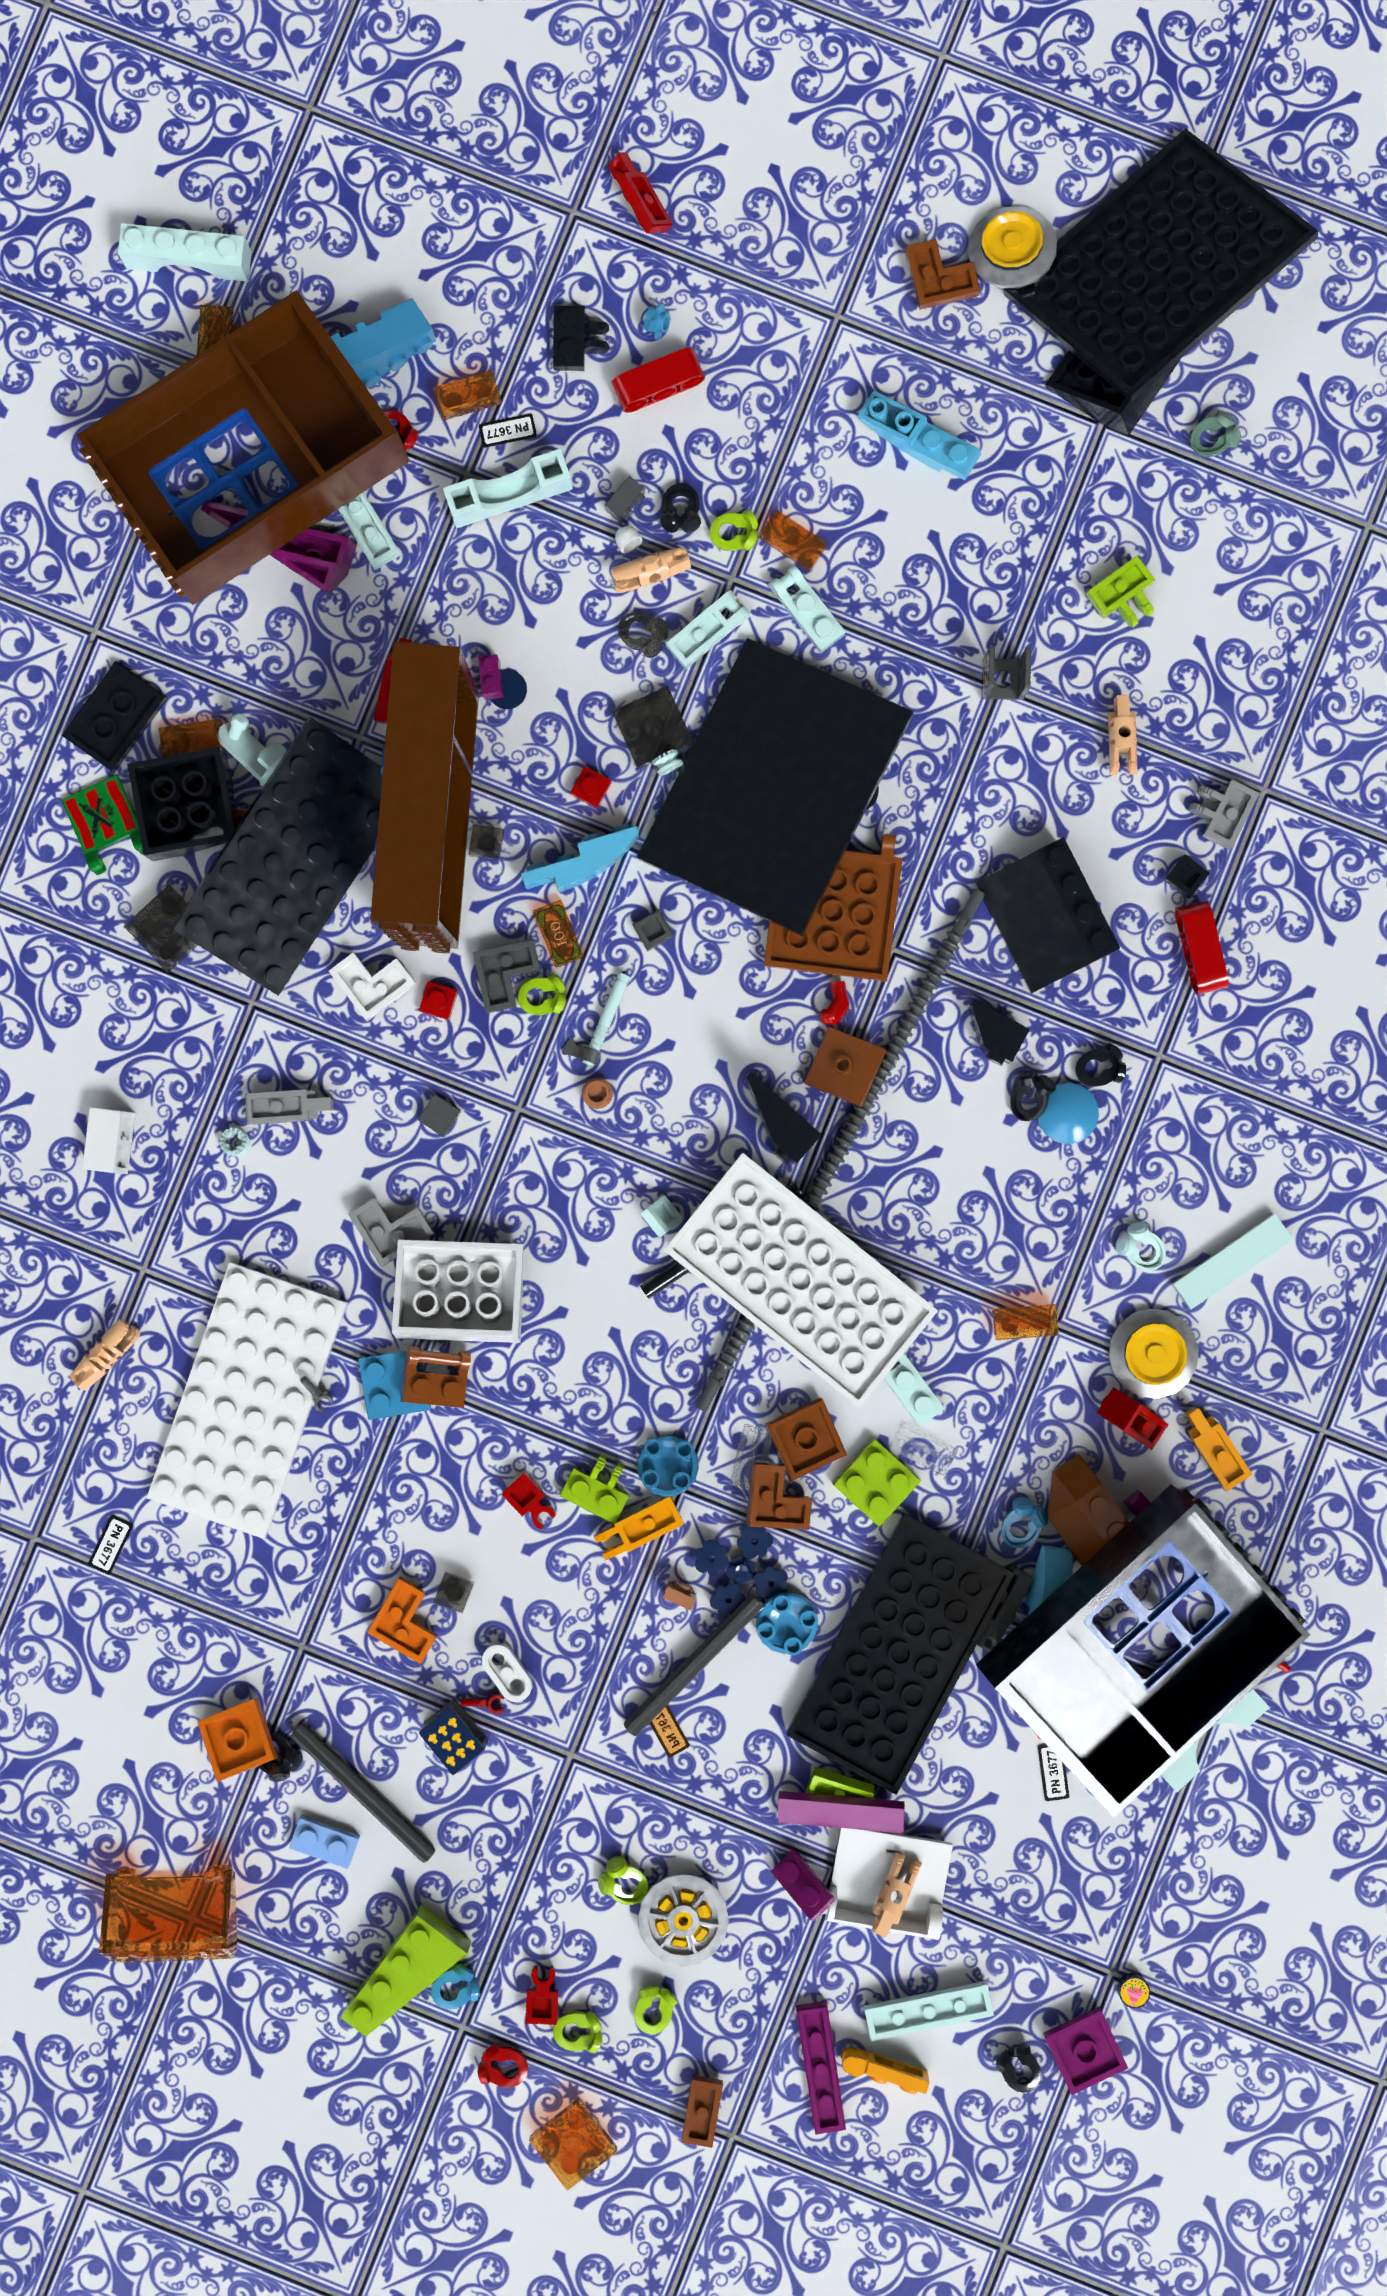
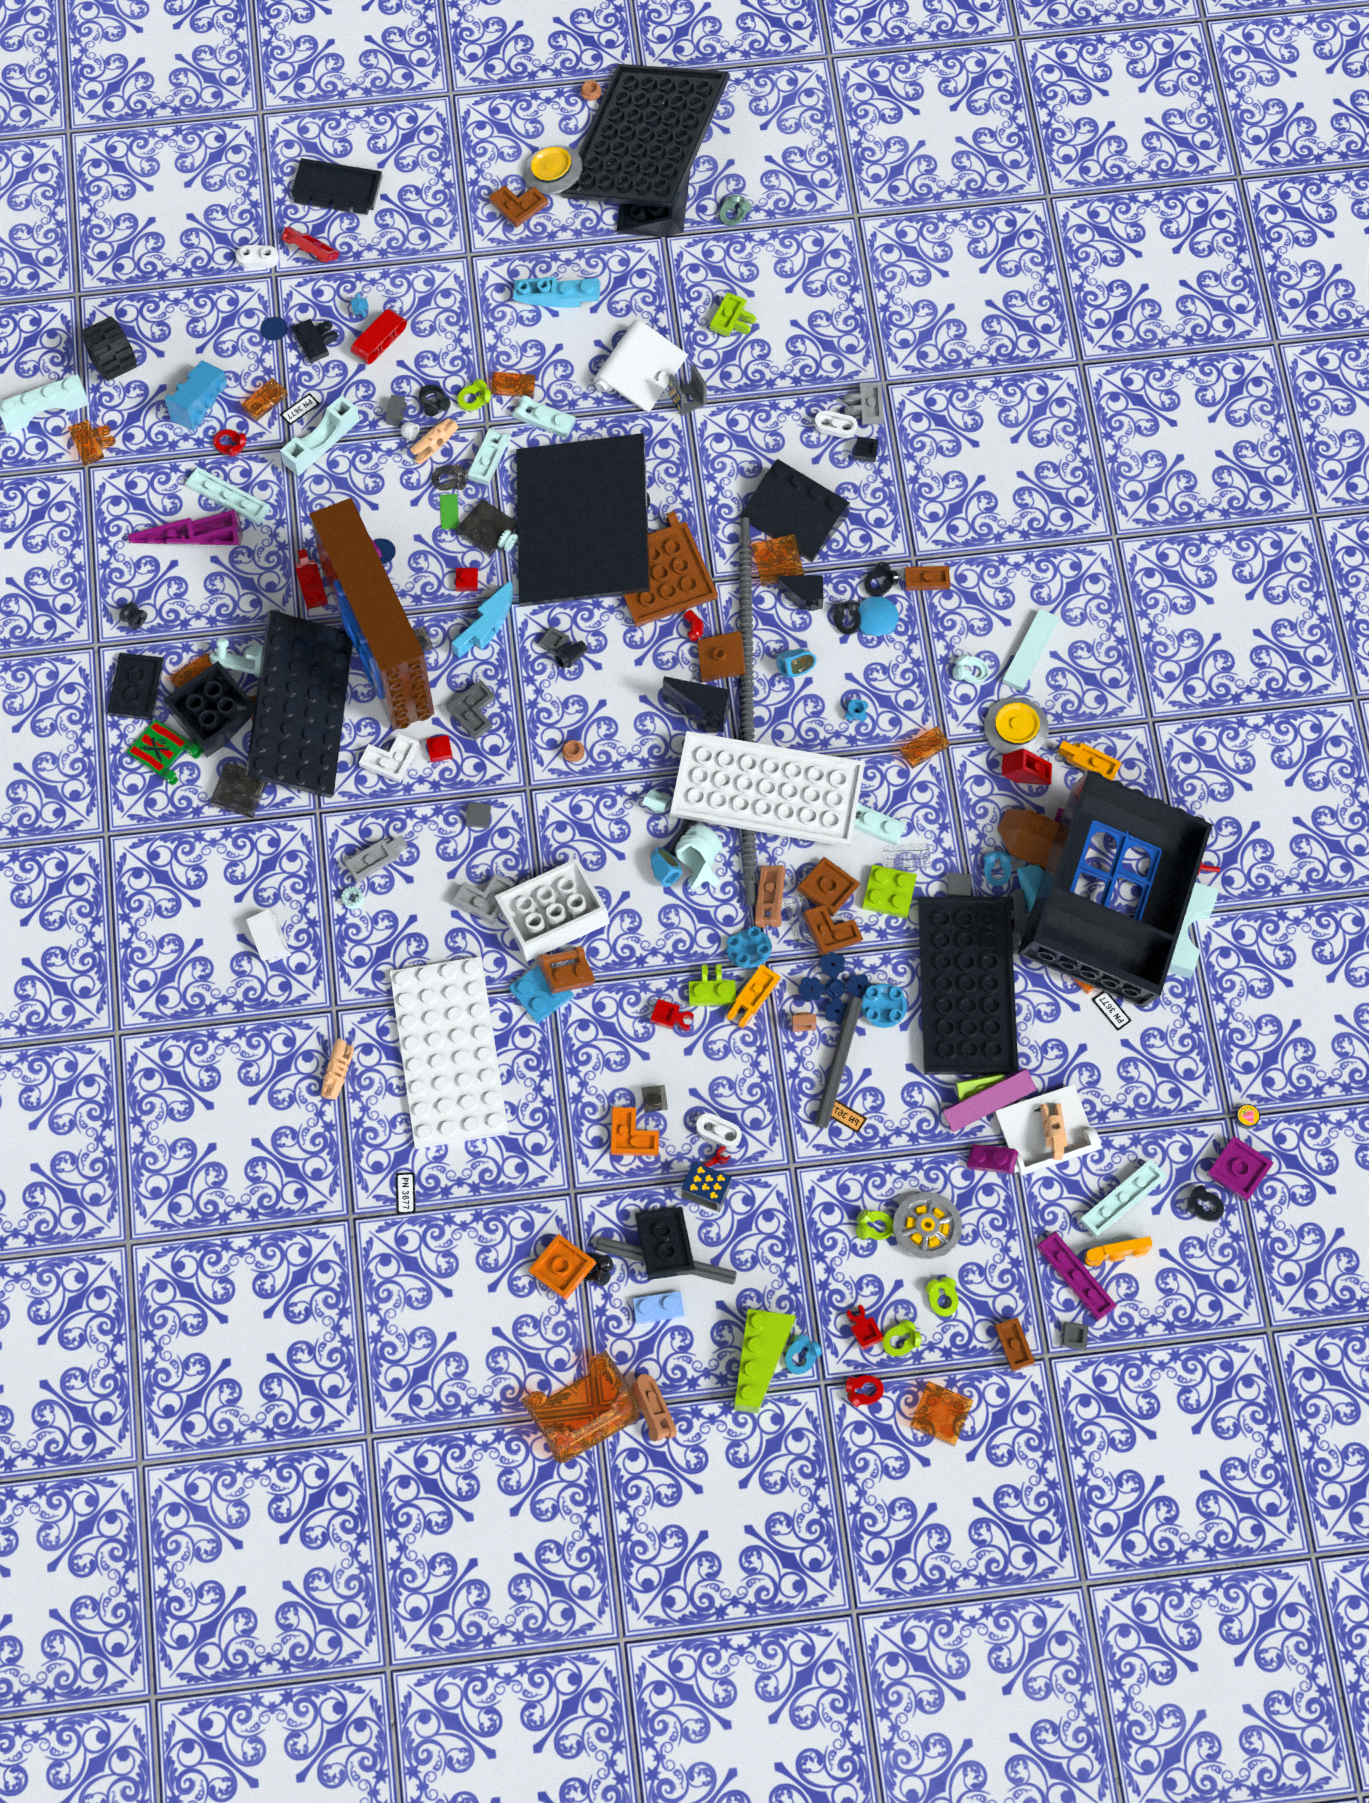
camera: 30 degrees left, 20 degrees down
(154, 619) = (133, 616): none -> black wheel
(252, 1960) = (653, 1408): none -> nougat plate
(301, 219) = (109, 348): none -> black wheel
(303, 407) = (156, 445): reddish brown panel -> none
(316, 1393) = (493, 1021): dark grey hand -> none
(369, 1776) = (664, 1243): none -> black tile
(534, 294) = (274, 328): none -> dark blue sticker
(554, 1005) = (508, 701): lime piece -> none
(558, 934) = (494, 672): clear orange tile -> none
(563, 173) = (256, 256): none -> white plate
(591, 1054) = (555, 730): light aqua piece -> none
(619, 678) = (449, 511): none -> bright green sticker
(624, 1306) = (665, 867): none -> dark azure rock
(661, 962) = (570, 654): none -> black cone
(675, 1313) = (698, 851): none -> light aqua piece
(720, 119) = (336, 185): none -> black hinge
(729, 1414) = (770, 896): none -> nougat plate
(777, 2135) = (1074, 1336): none -> dark grey tile
(931, 1125) = (795, 662): none -> dark azure rock
(964, 597) = (637, 363): none -> white door
(964, 1520) = (959, 885): none -> dark grey tile
(972, 1235) = (856, 704): none -> dark azure plate
(988, 972) = (776, 559): none -> clear orange plate
(1122, 722) = (779, 392): light nougat hinge -> none
(1127, 151) = (590, 90): none -> nougat plate
(1160, 1097) = (927, 578): none -> dark orange plate
(1170, 817) = (836, 424): none -> white plate
(1201, 947) = (900, 483): red beam -> none

